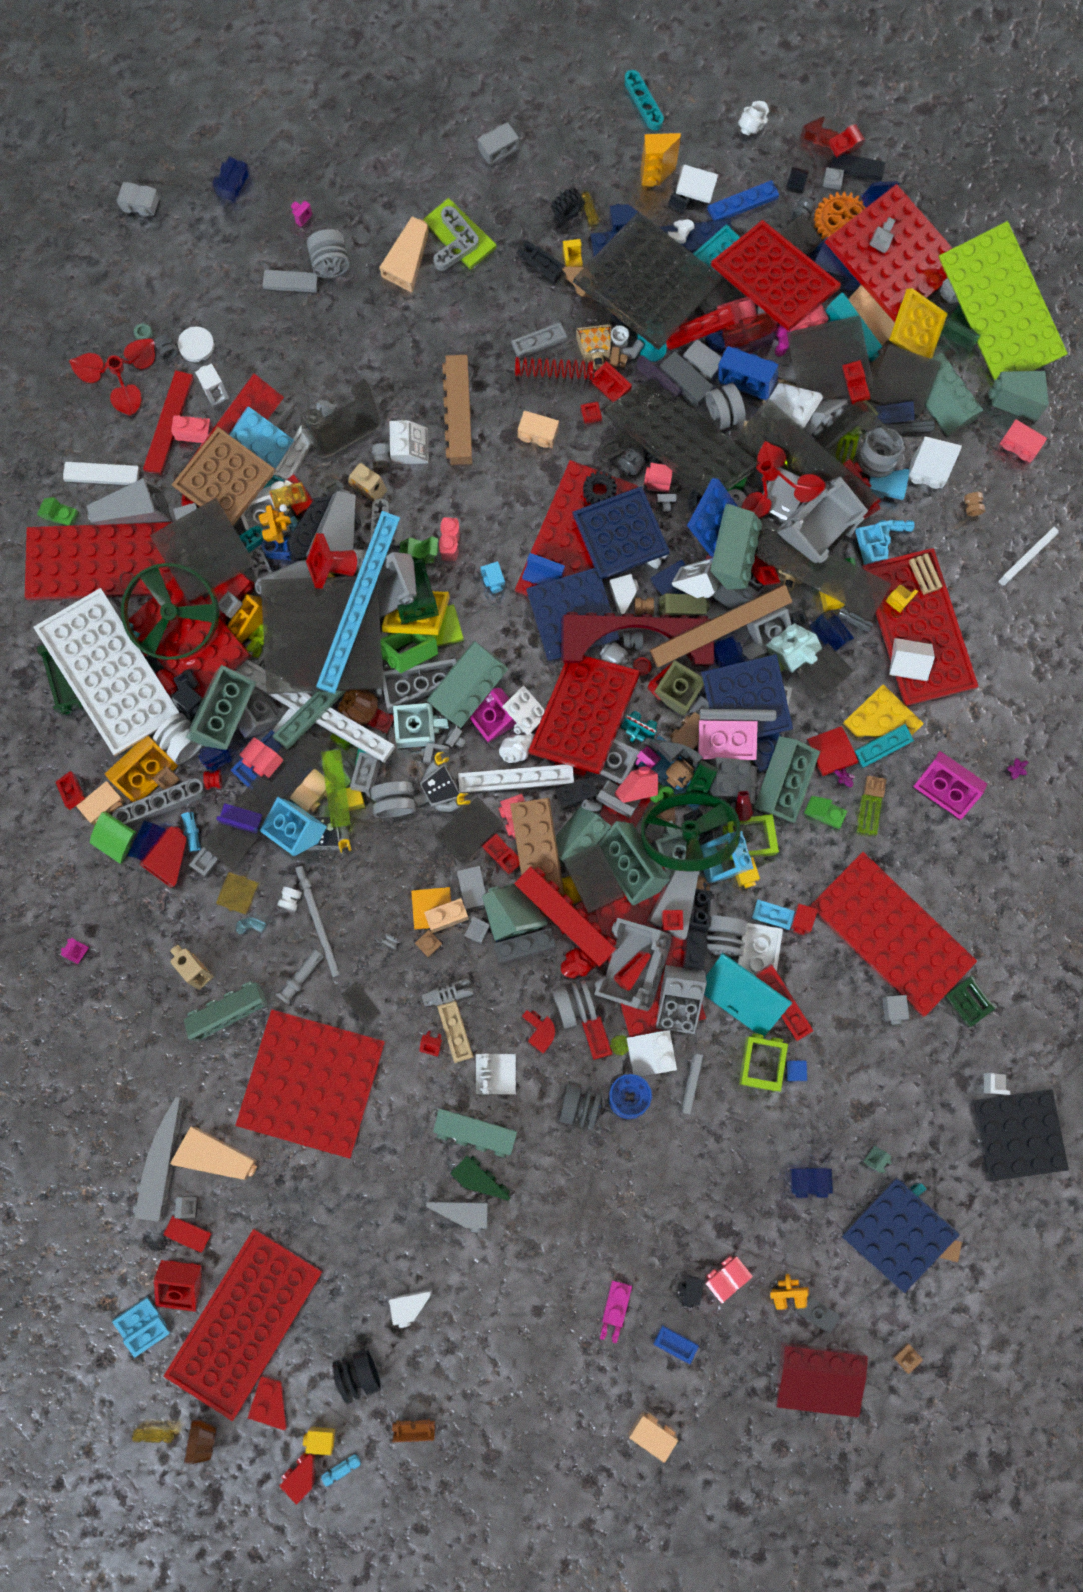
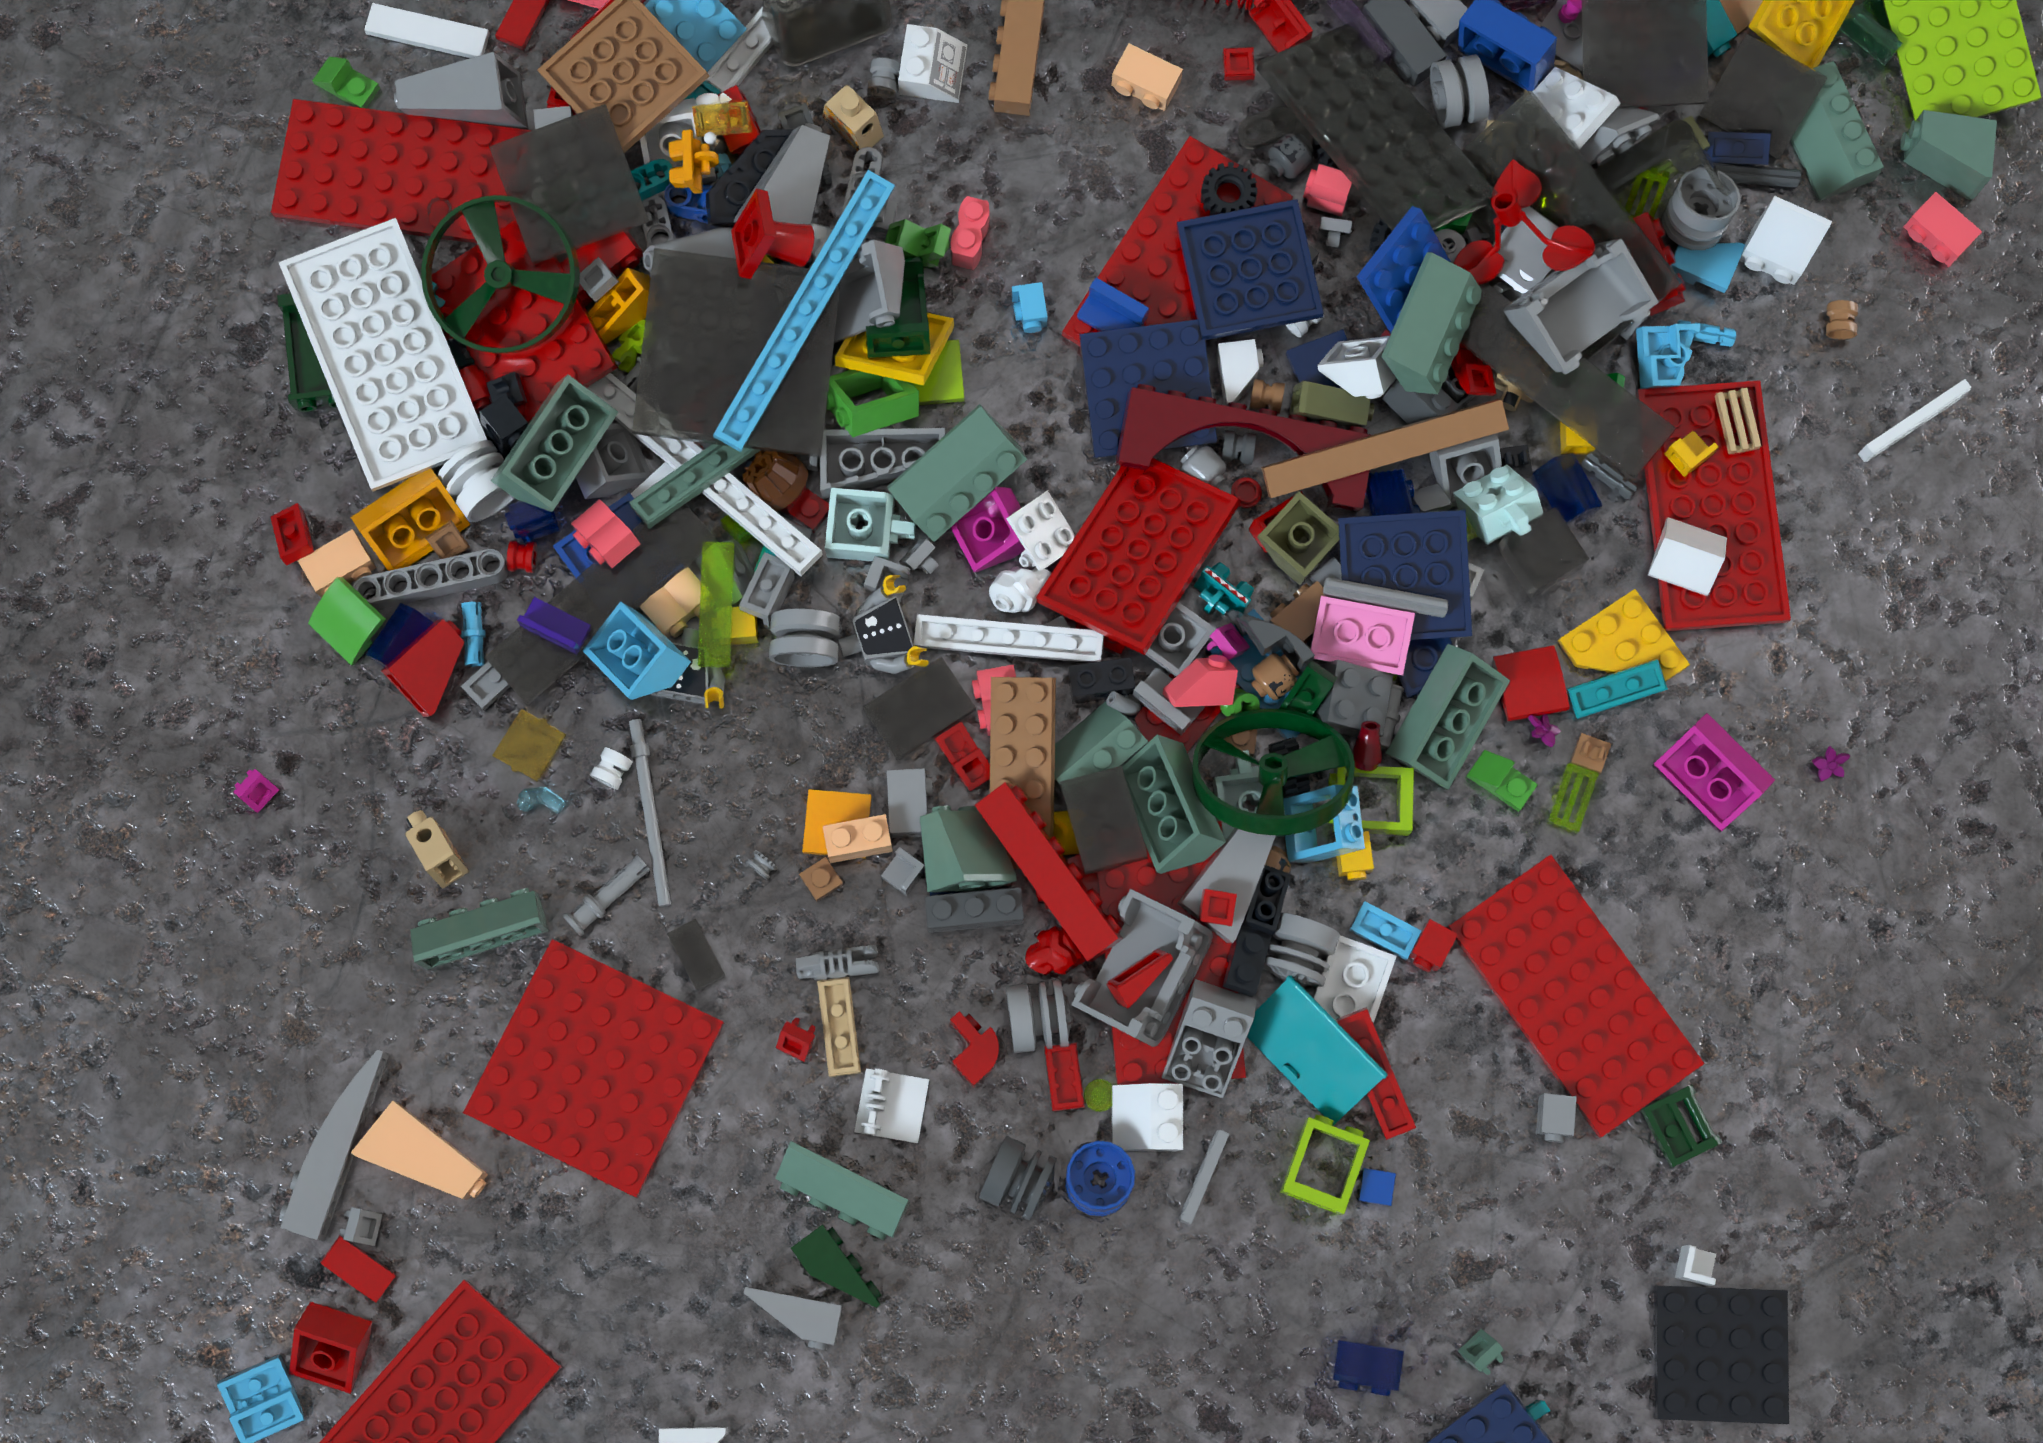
camera: 10 degrees right, 0 degrees up
(856, 382) = (1680, 87): red slope -> none

